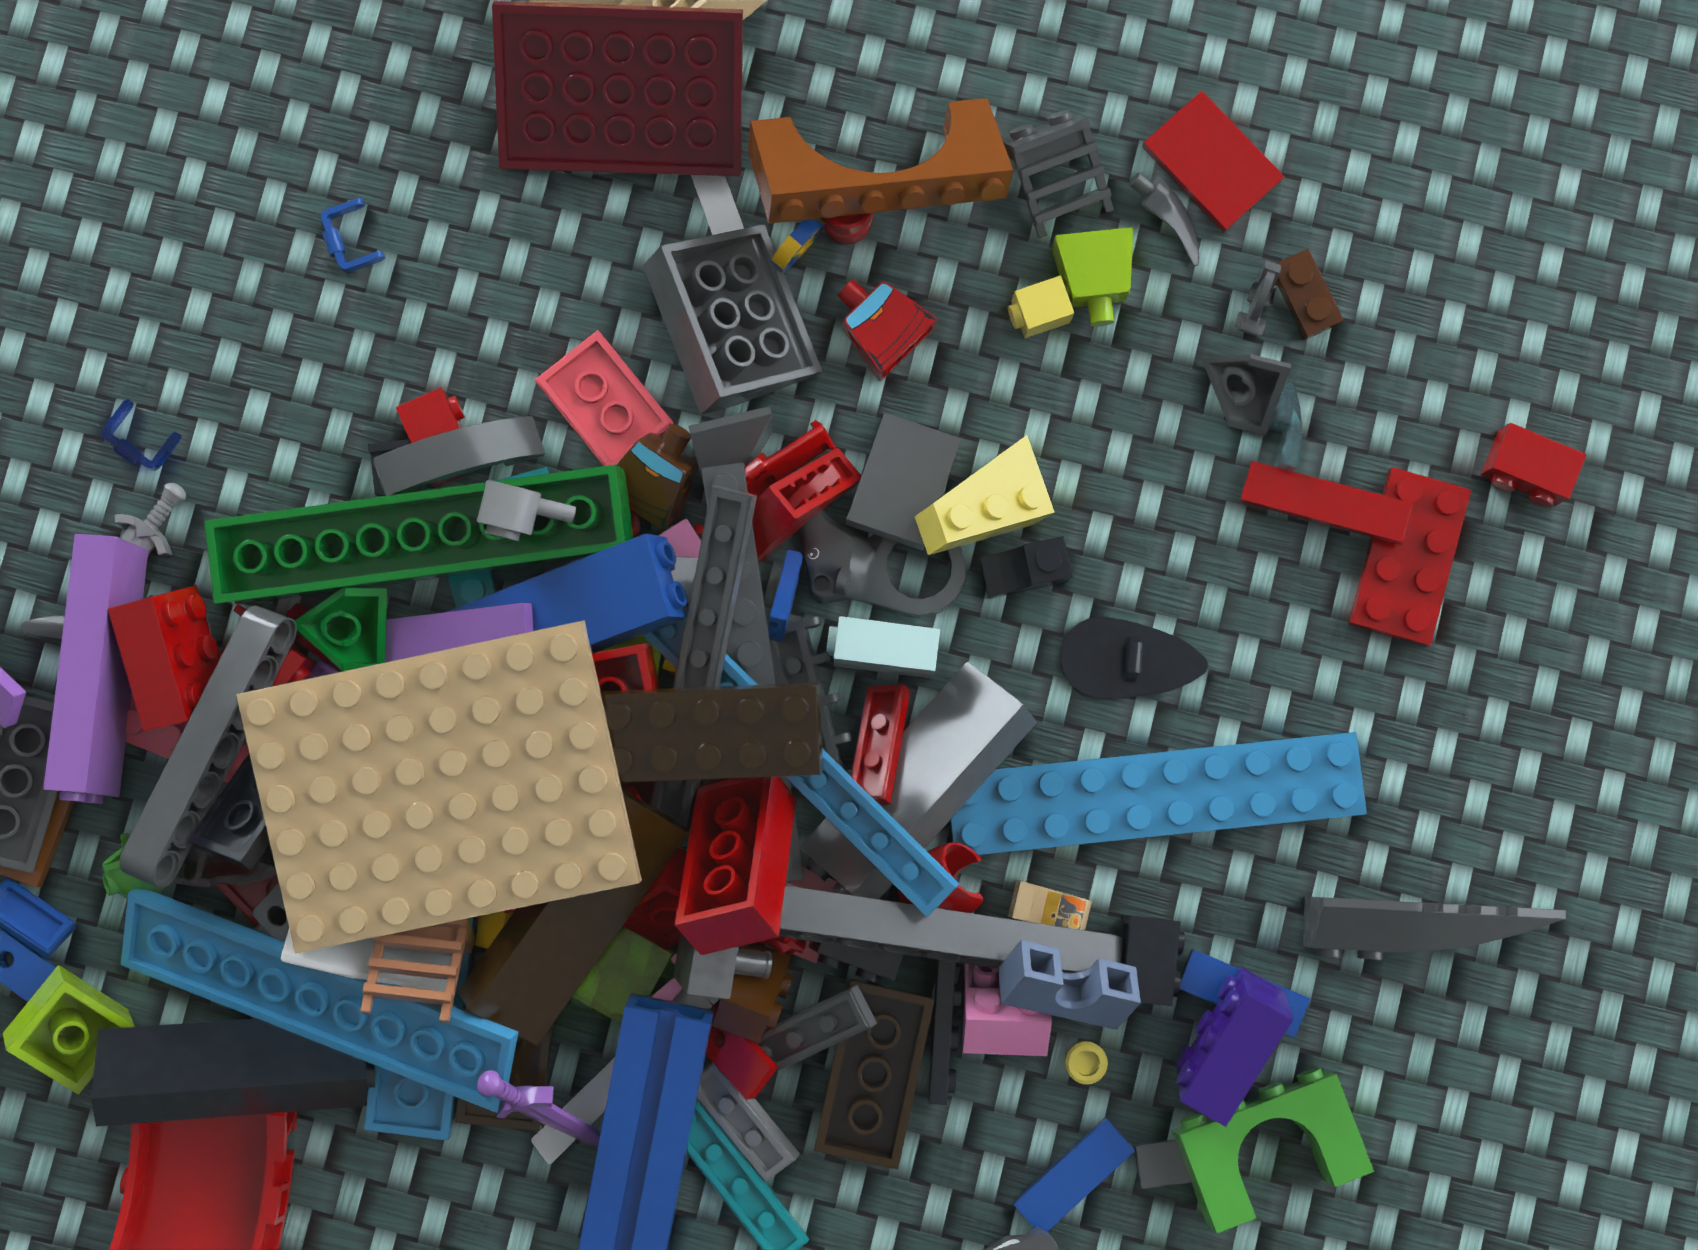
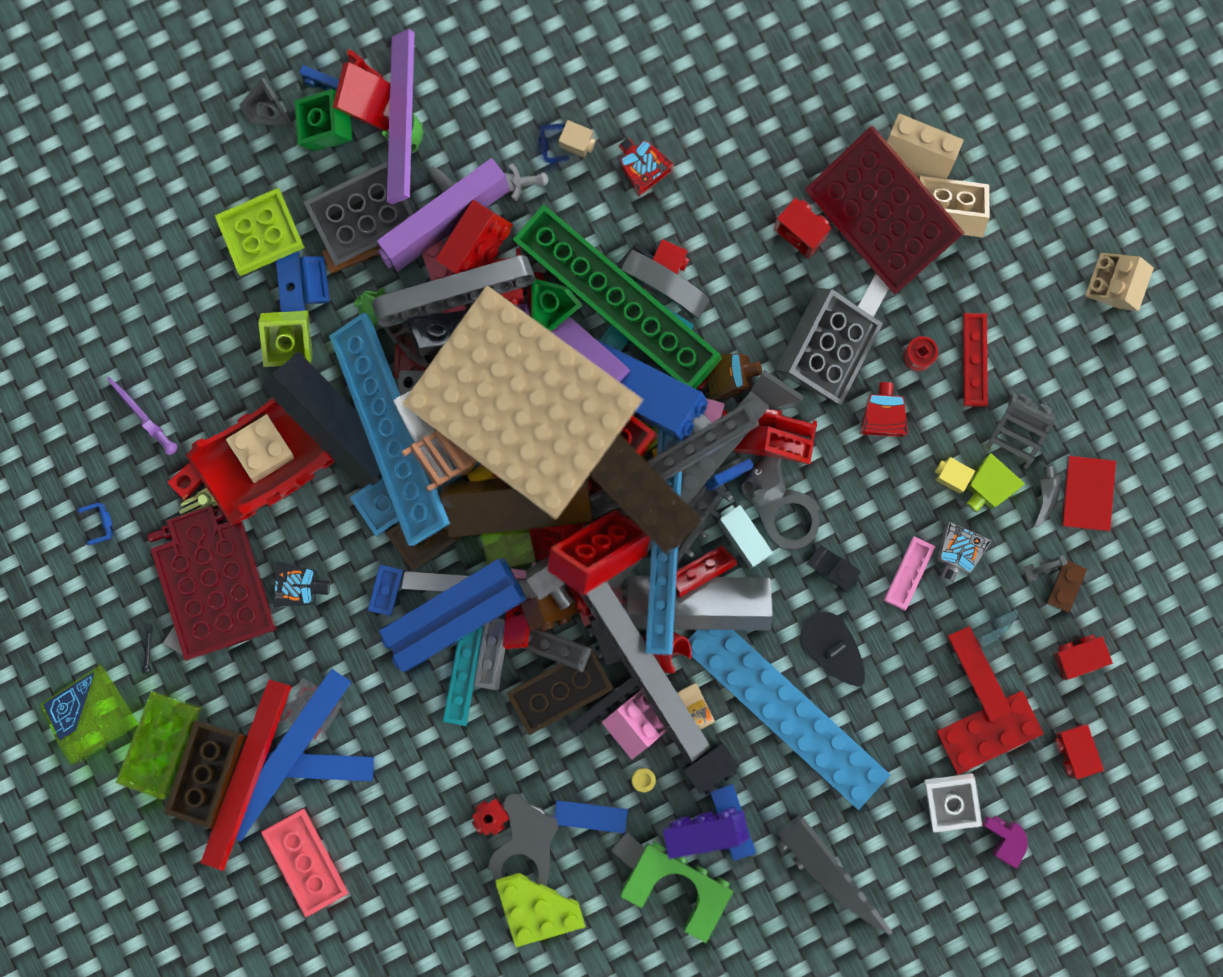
camera: 55 degrees right, 0 degrees up
(161, 401) = (577, 139): none -> tan brick
(186, 1198) = (260, 449): none -> tan brick
(276, 345) = (643, 165): none -> torso
(334, 242) = (710, 146): blue piece -> none
(513, 510) = (662, 328): light grey piece -> none
(532, 1190) = (385, 590): none -> blue plate
(537, 1104) = (425, 559): medium lavender sword -> none
(546, 213) = (802, 227): none -> red brick
(602, 399) = (744, 323): coral tile -> none
(797, 243) = (887, 345): piece -> none
(805, 185) = (912, 326): dark orange arch -> none
(895, 133) = (975, 360): none -> red tile
(902, 479) = (824, 482): dark grey tile -> none
(990, 502) = (848, 527): light yellow wedge -> none
(1097, 996) = (676, 757): sand blue arch -> none
(1117, 477) = (909, 573): none -> bright pink plate
(1145, 386) = (960, 550): none -> torso
(1247, 388) = (999, 596): dark grey slope -> none
(1416, 354) = (1083, 657): none -> red brick
(1464, 683) = (953, 802): none -> white brick
(1578, 654) = (1013, 840): none -> magenta brick

